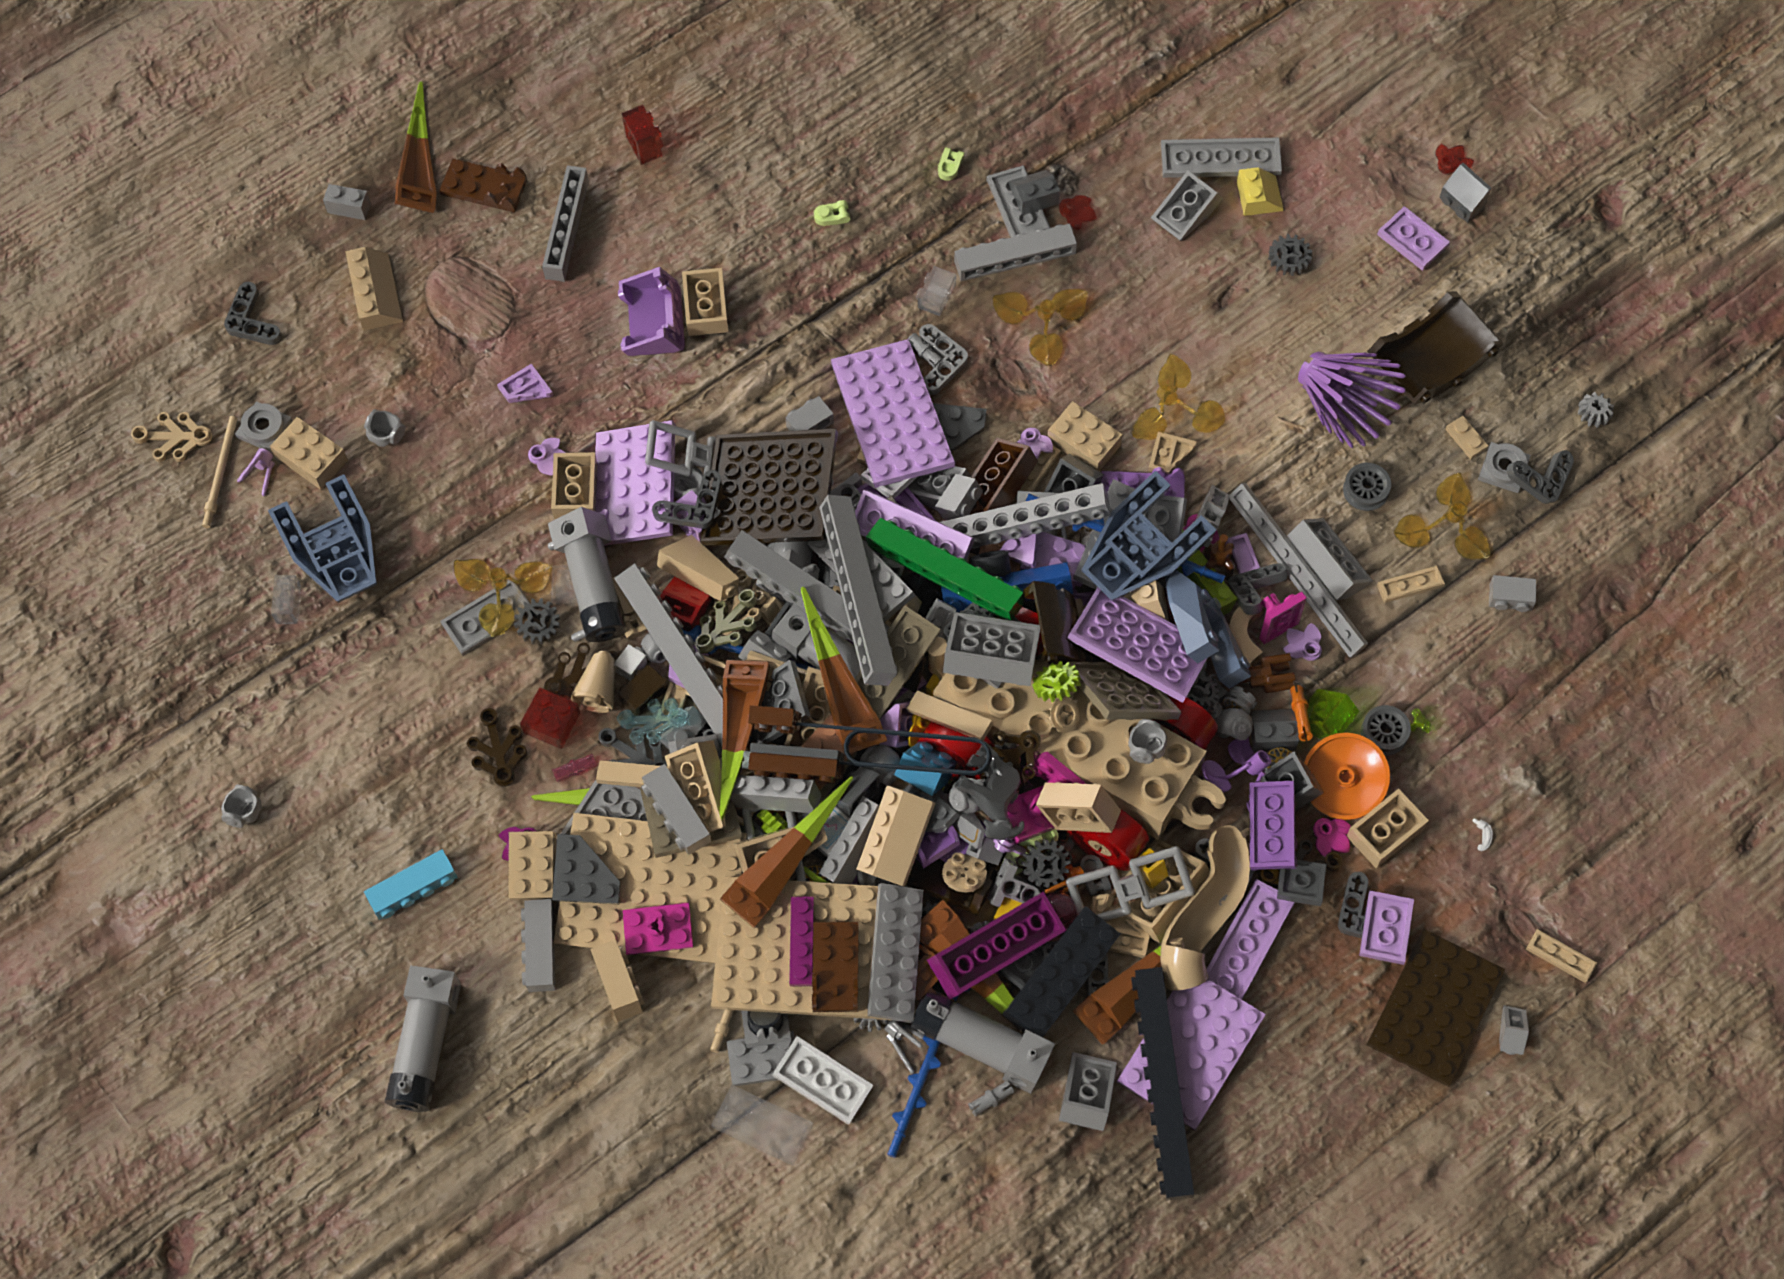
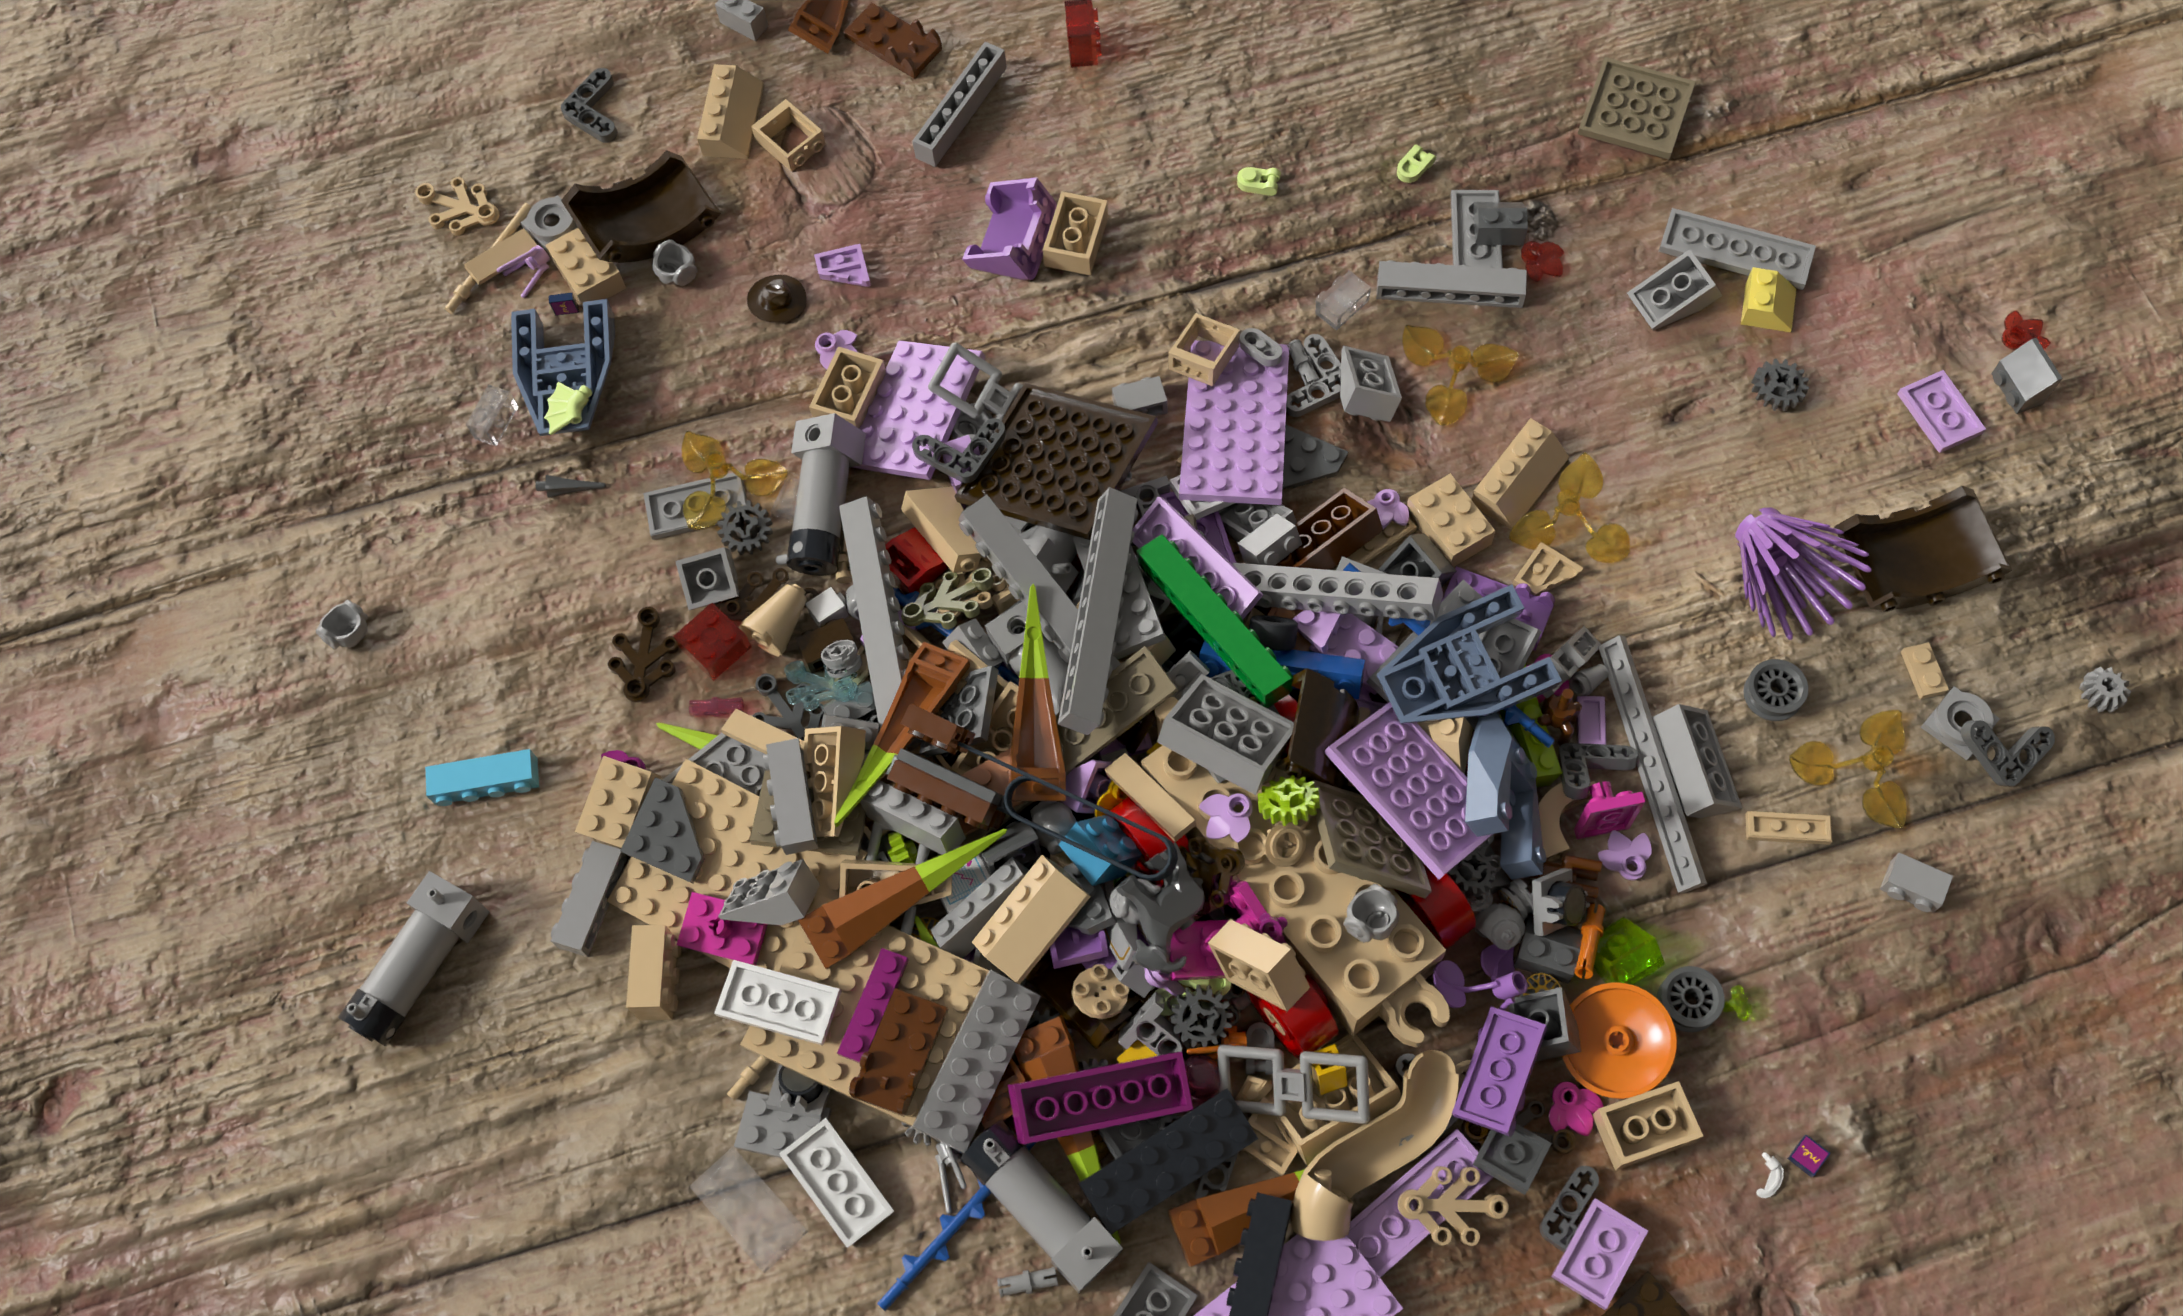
camera: 25 degrees right, 0 degrees up
(231, 467) = (486, 264): none -> tan tile
(303, 489) = (563, 304): none -> tile
(339, 394) = (641, 213): none -> dark brown panel
(351, 571) = (566, 406): none -> yellowish green arm
(366, 638) = (558, 486): none -> dark grey piece
(416, 282) = (783, 115): none -> tan window
(479, 430) = (777, 299): none -> dark brown hat
(526, 670) = (708, 578): none -> light grey slope
(661, 695) = (841, 657): none -> light grey wheel
(690, 889) = (772, 895): none -> light grey slope
(729, 963) = (778, 1002): none -> white plate
(846, 379) = (1198, 367): none -> tan window
(891, 348) = (1260, 347): none -> light grey plate
(983, 351) = (1368, 384): none -> light grey slope
(1014, 712) = (1225, 819): none -> lavender plate
(1081, 773) = (1278, 923): none -> magenta plate
(1104, 66) = (1636, 108): none -> dark tan plate
(1124, 385) = (1520, 474): none -> tan slope
(1230, 524) = (1587, 680): none -> light grey cone
(1268, 693) = (1557, 902): none -> piece
(1269, 933) = (1448, 1205): none -> tan plant
(1504, 810) = (1808, 1156): none -> magenta tile

